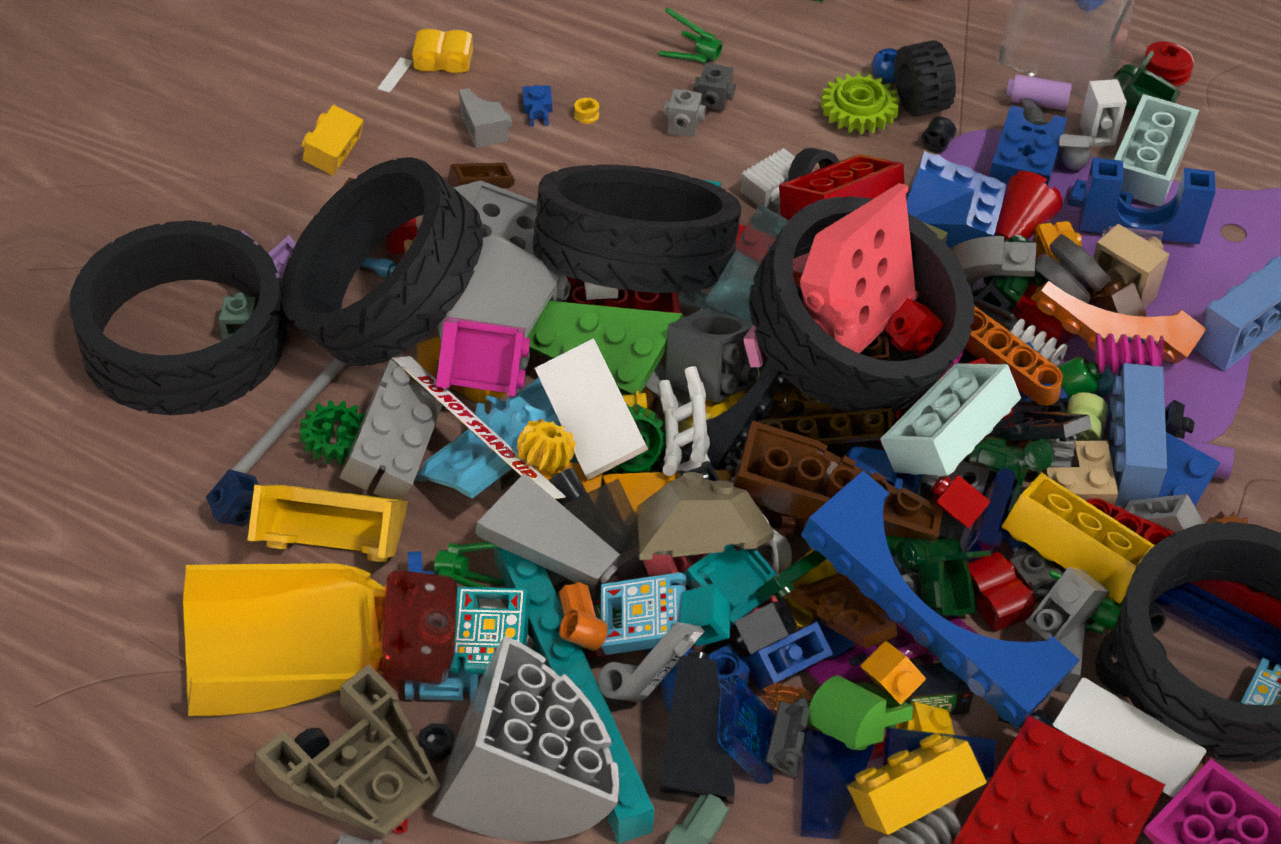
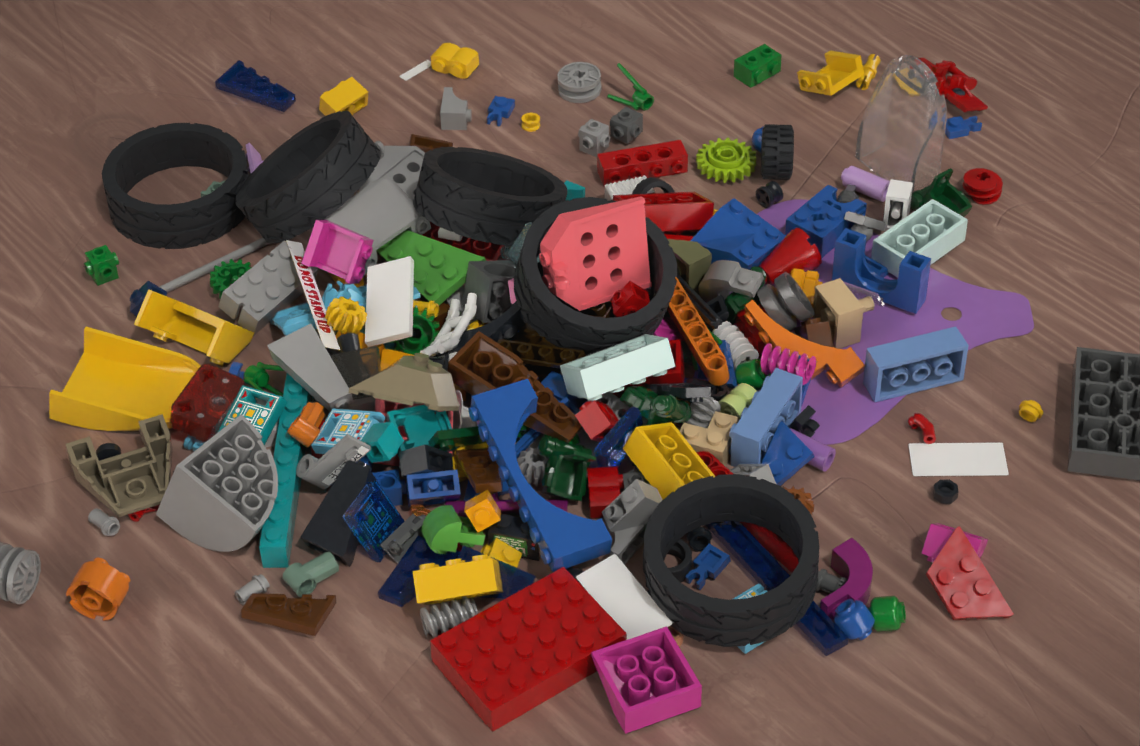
camera: 25 degrees right, 5 degrees down
(133, 461) = (100, 260): none -> green brick
(188, 149) = (251, 86): none -> clear blue wing
(618, 43) = (579, 82): none -> light grey wheel
(762, 131) = (647, 160): none -> red brick
(1184, 647) = (708, 563): none -> blue plate

